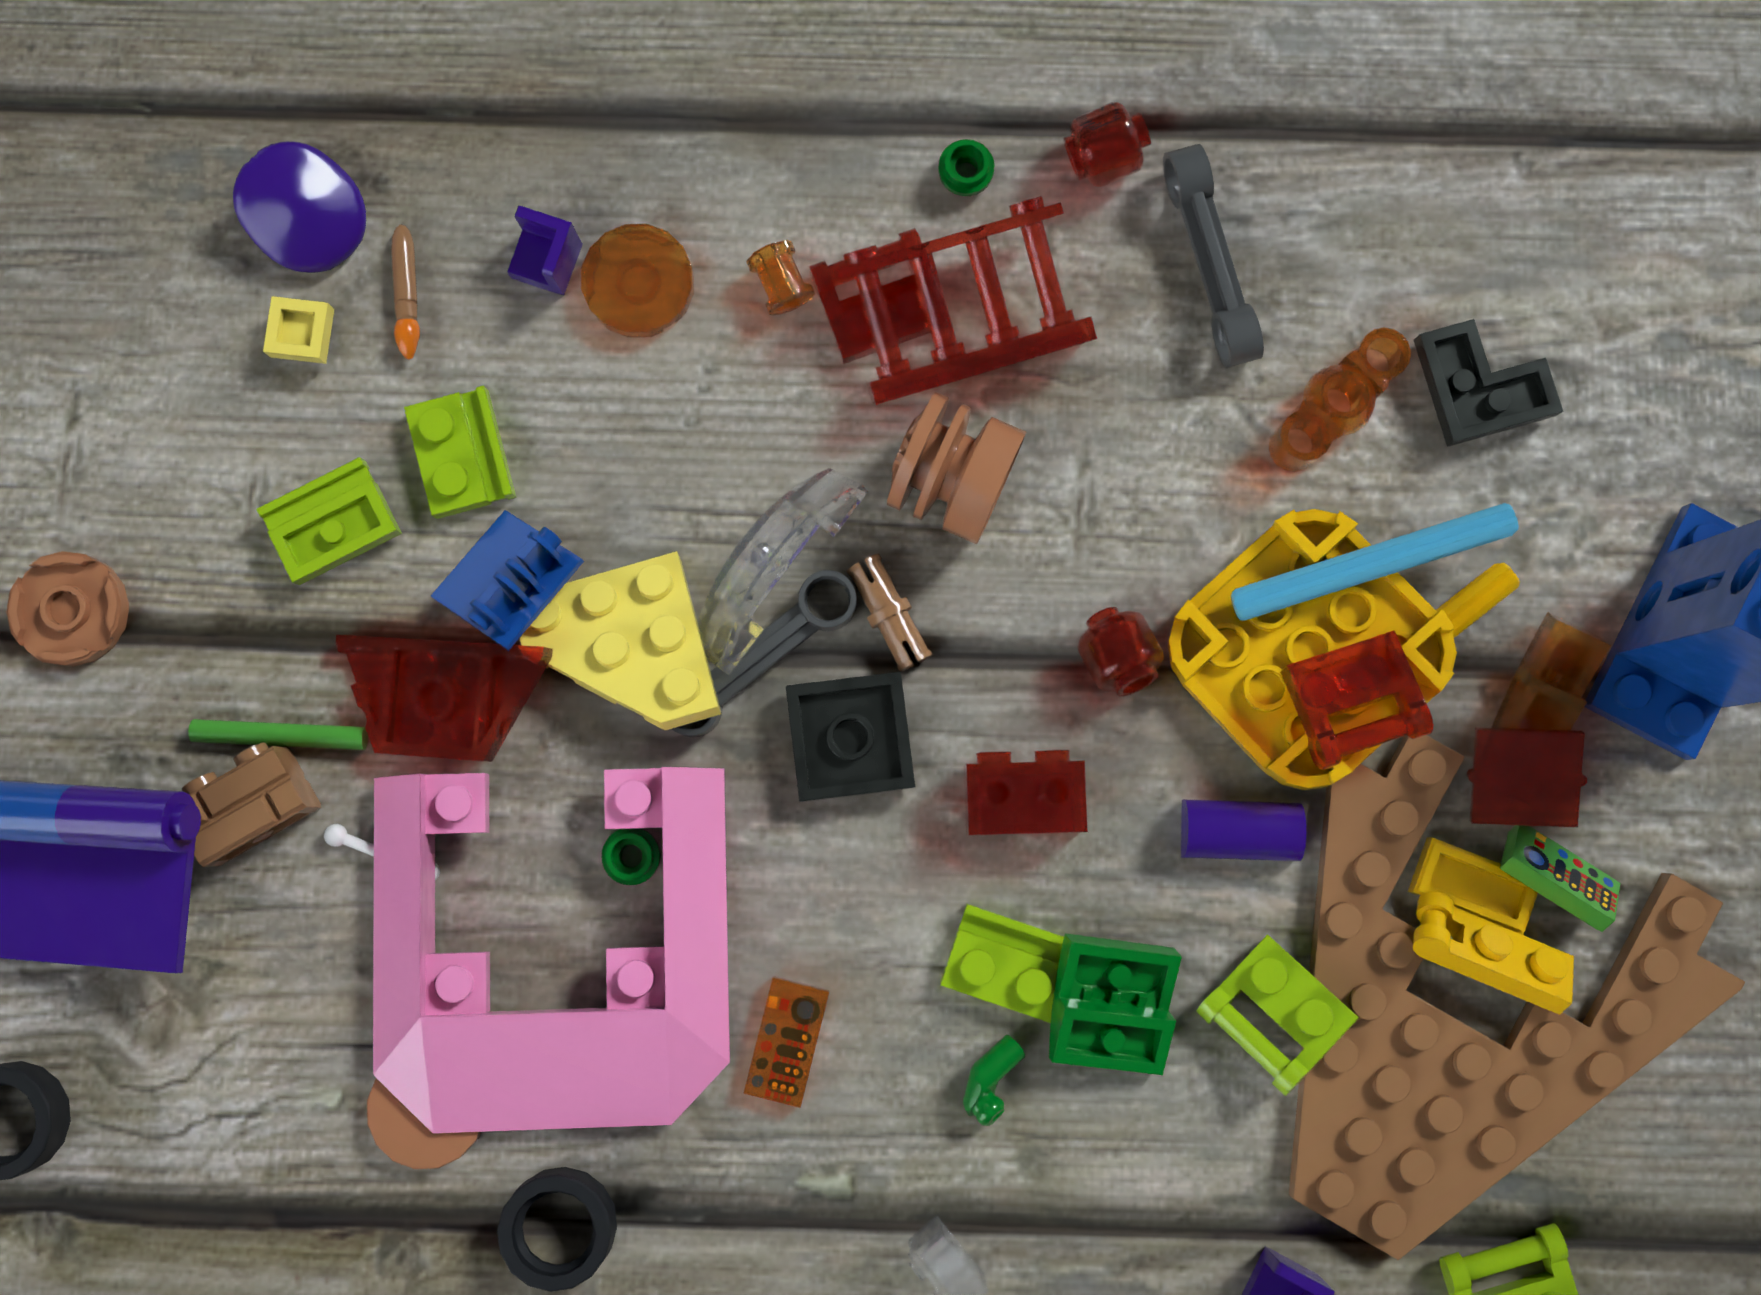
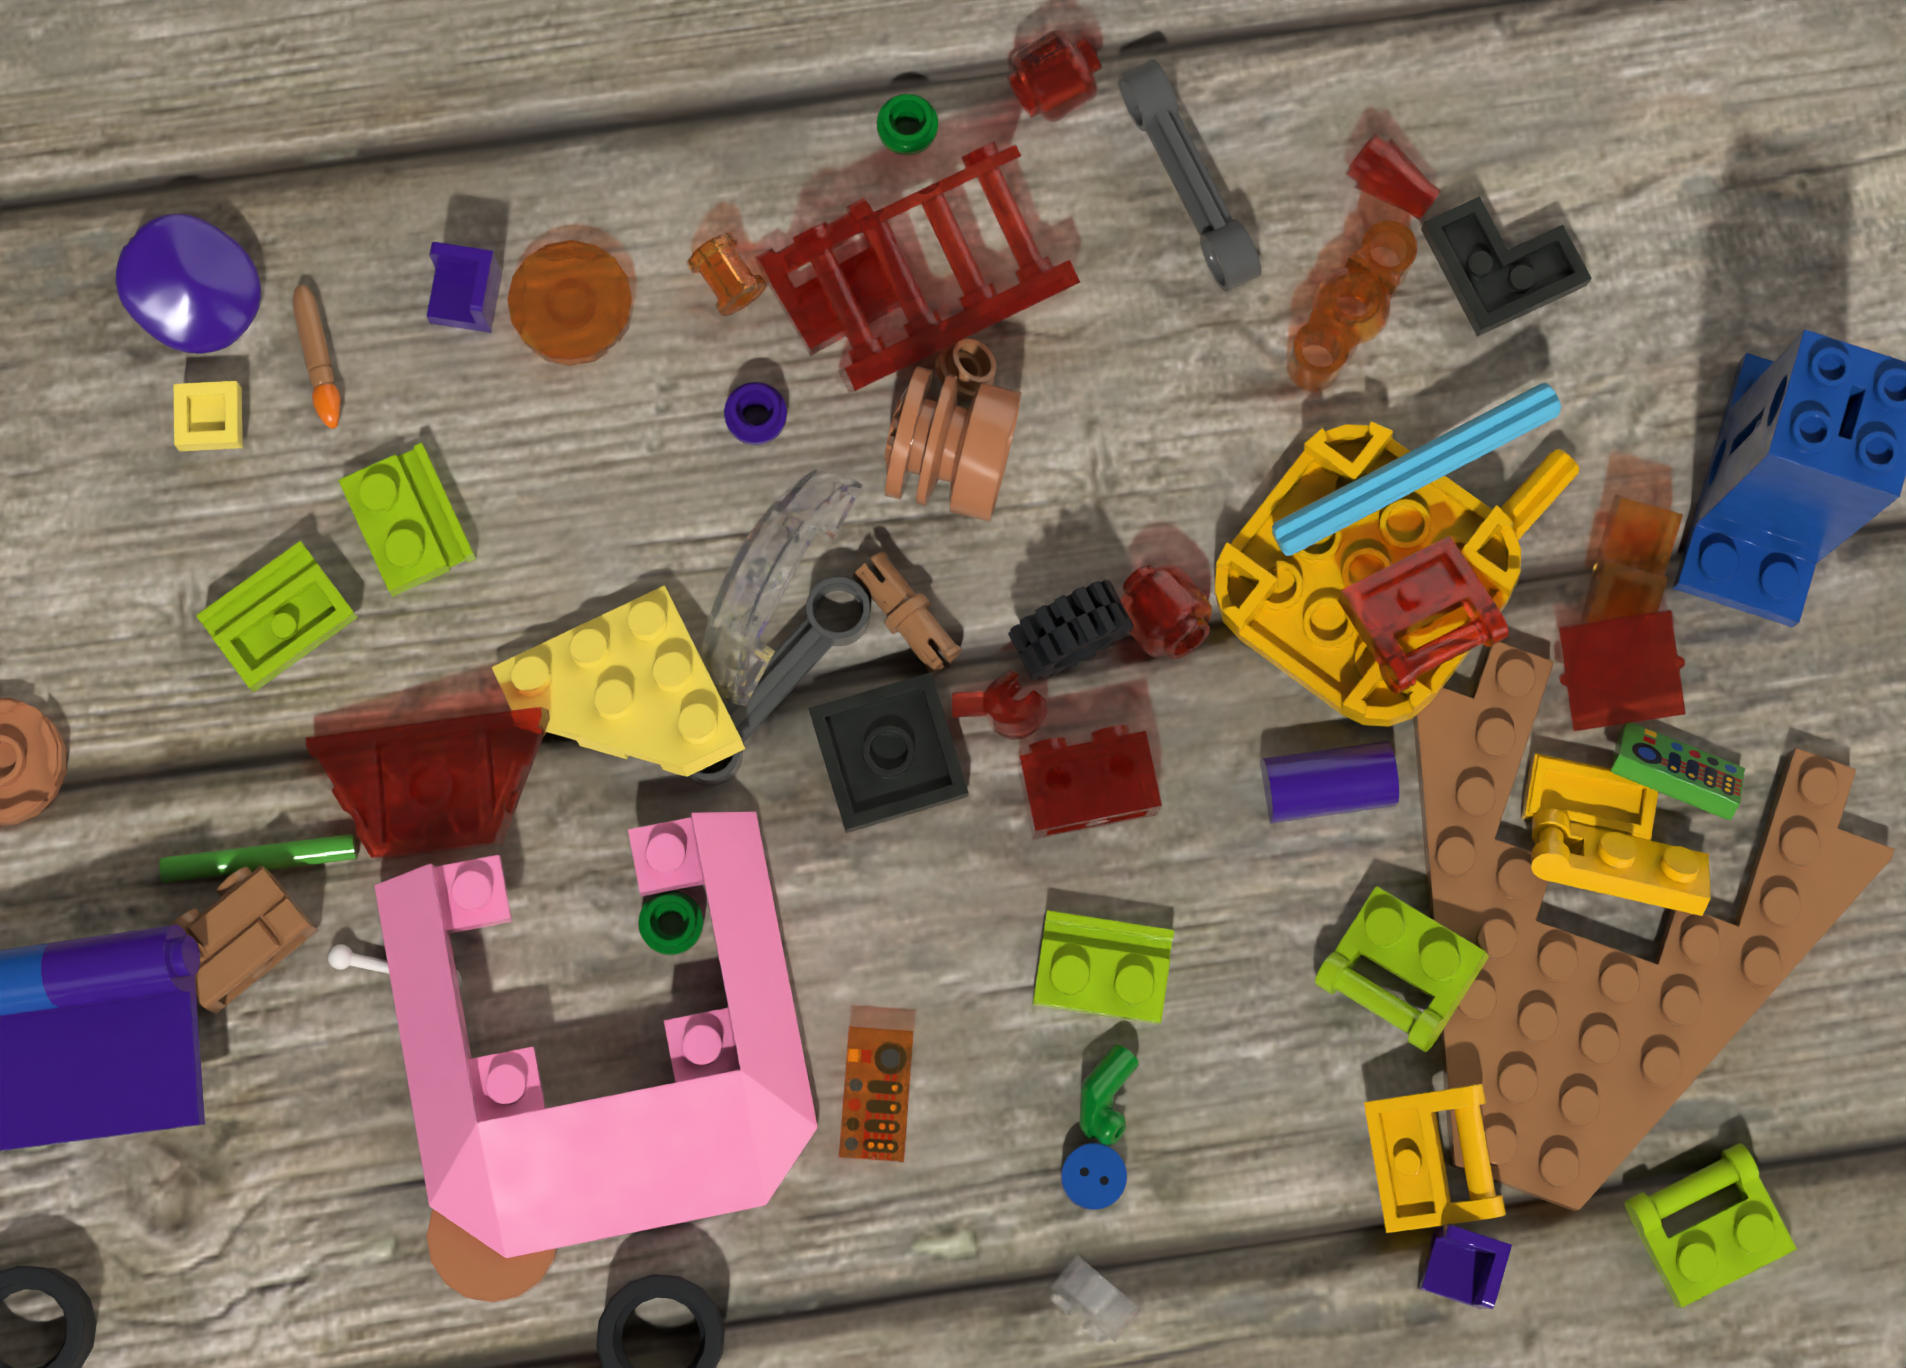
camera: 15 degrees left, 5 degrees down
(507, 579) = (486, 643): blue hinge -> none
(785, 391) = (752, 395): none -> dark purple plate
(960, 721) = (1005, 715): none -> clear red piece
(967, 1150) = (1093, 1176): none -> blue tile
(983, 395) = (969, 362): none -> medium nougat plate
(1033, 656) = (1070, 629): none -> black tyre
(1113, 1004) = (1224, 990): green slope -> none
(1256, 1192) = (1412, 1160): none -> yellow plate
(1396, 287) = (1392, 177): none -> clear red cone

